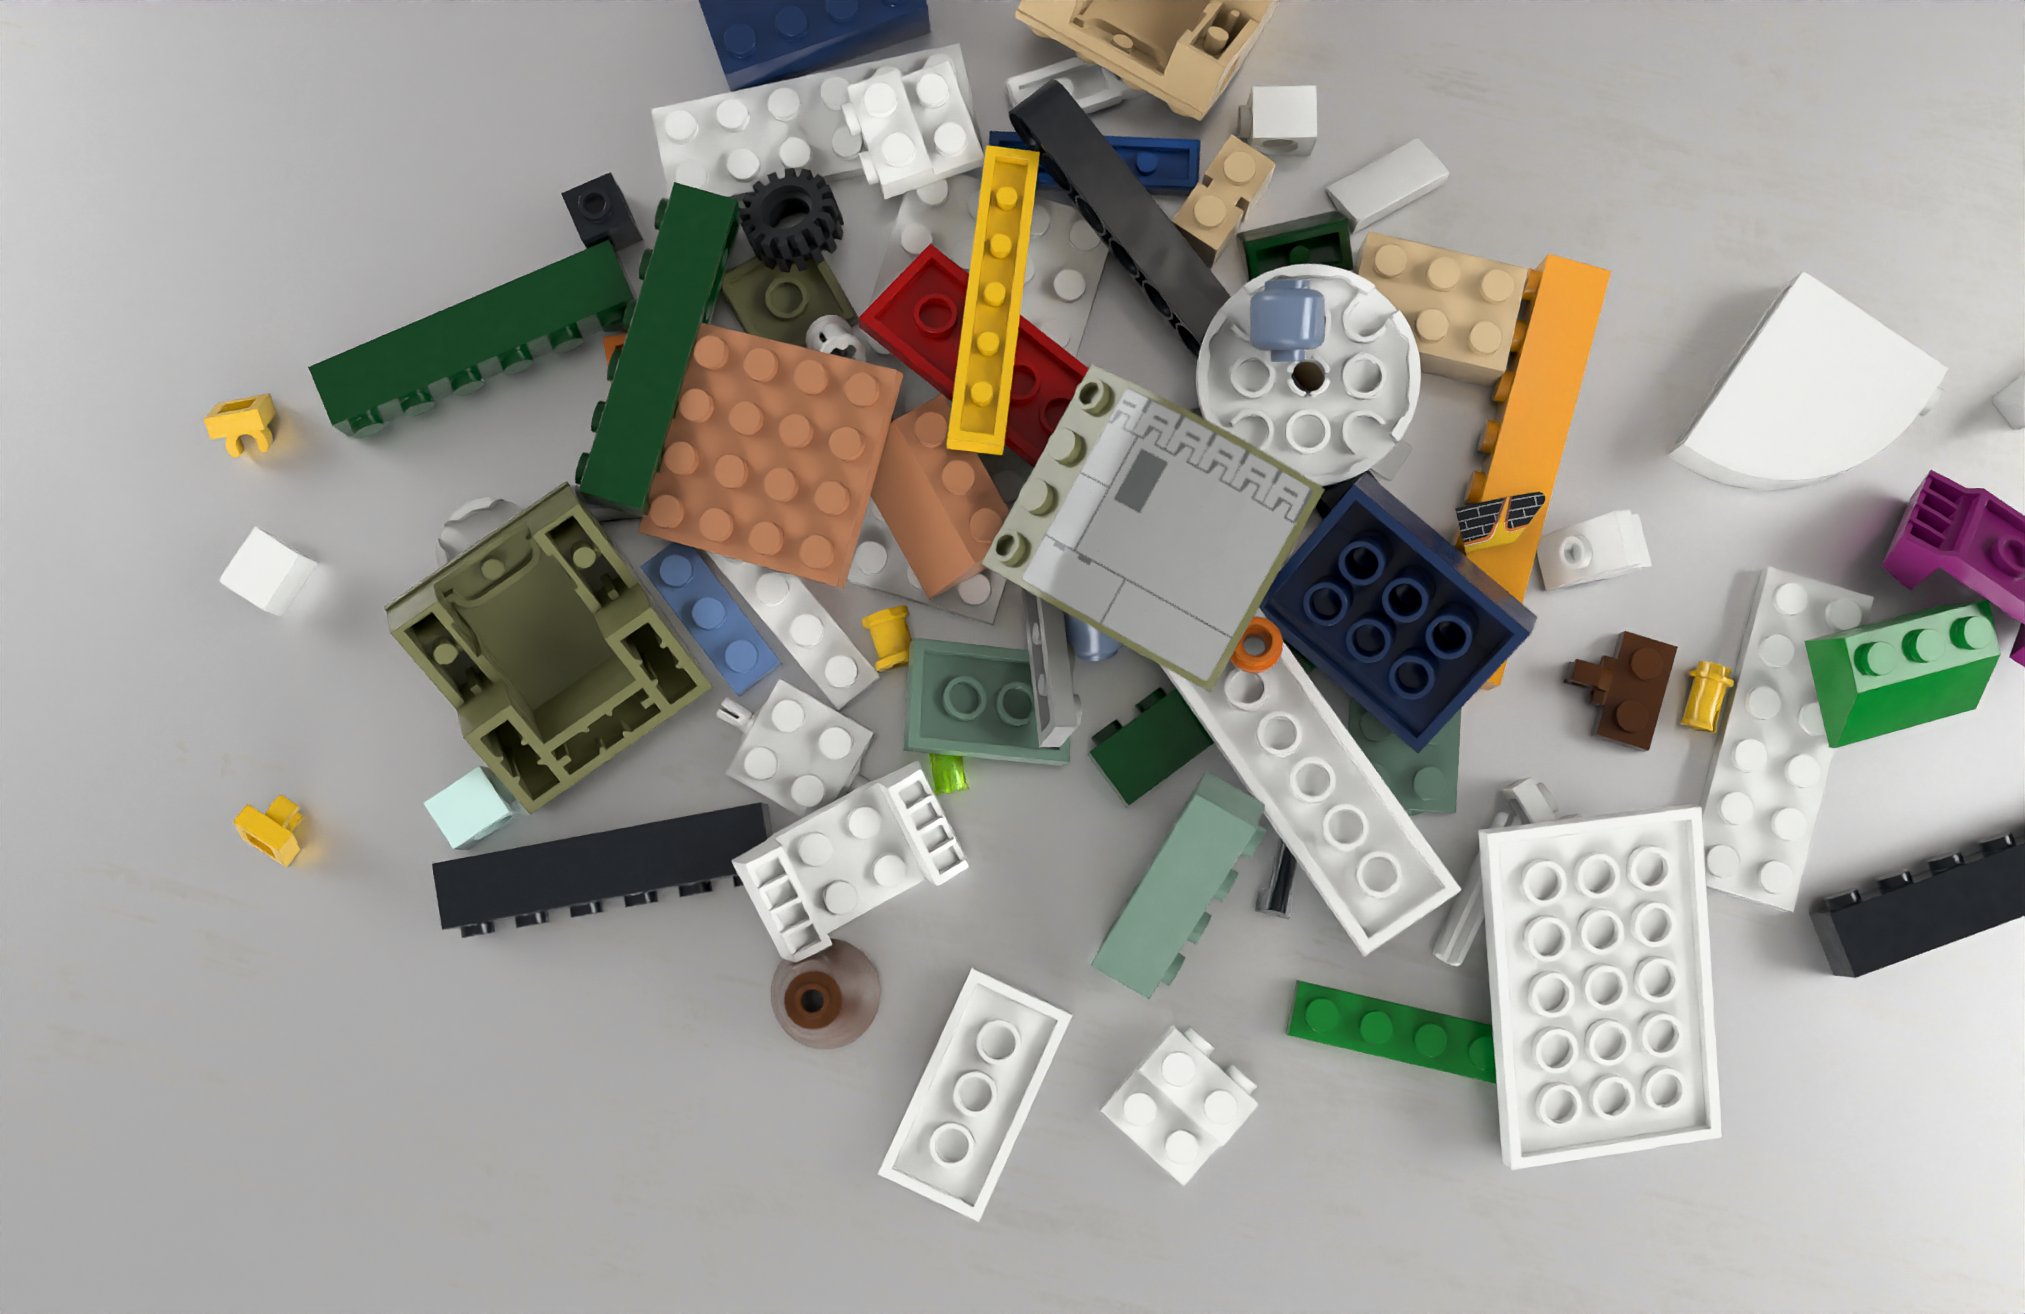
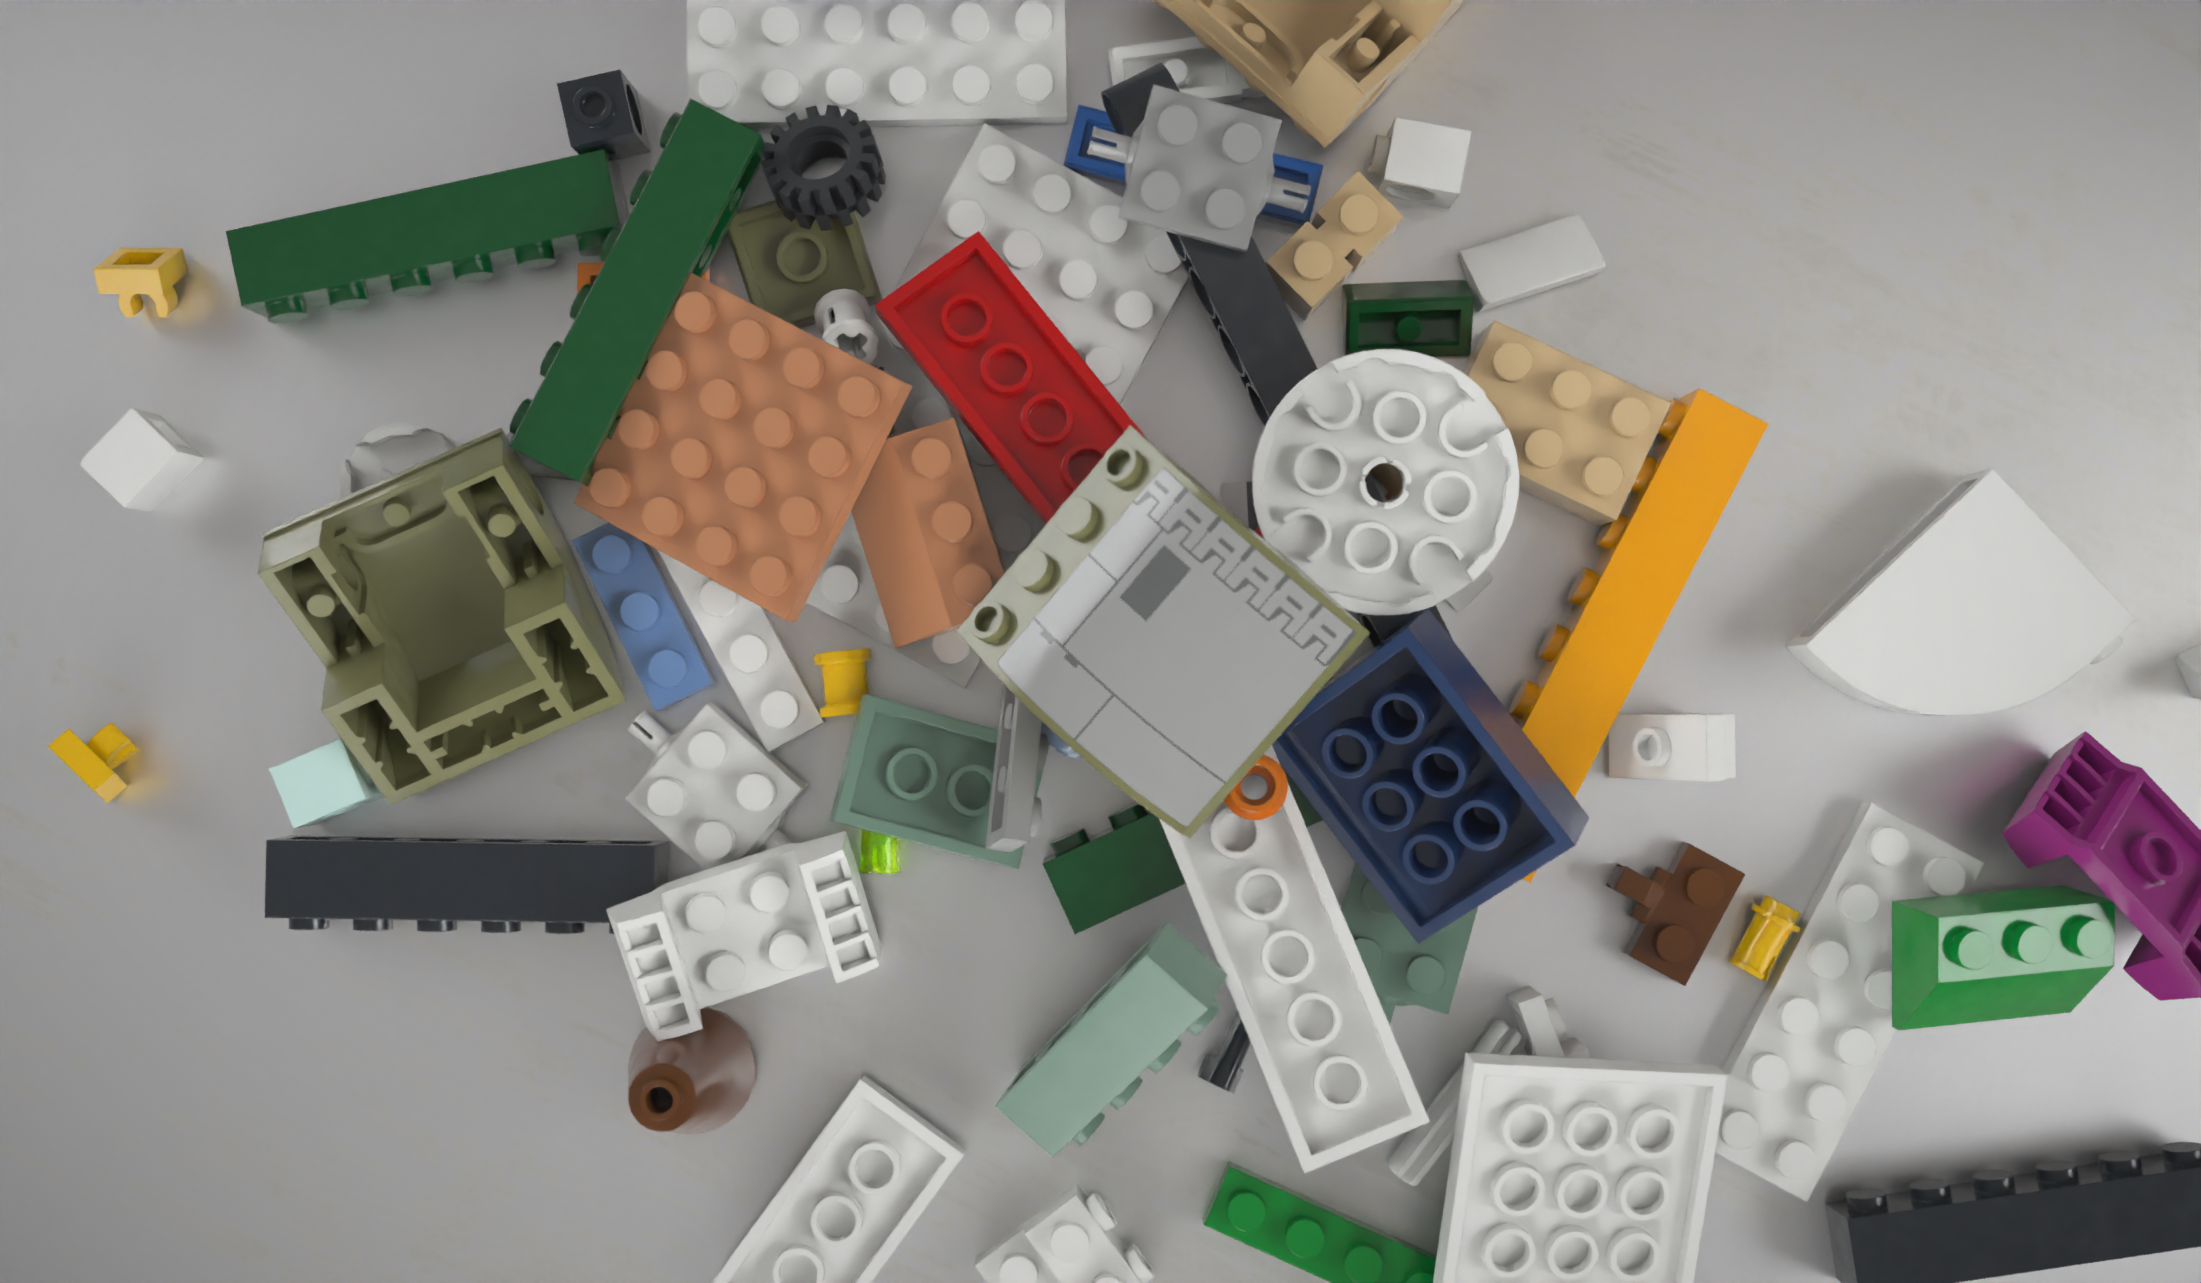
camera: 10 degrees right, 5 degrees up
(912, 128) = (985, 86): white plate -> none
(993, 301) = (1033, 323): yellow plate -> none
(1102, 154) = (1199, 168): none -> light grey plate
(1287, 319) = (1372, 417): sand blue head -> none
(1497, 520) = (1569, 692): sticker -> none

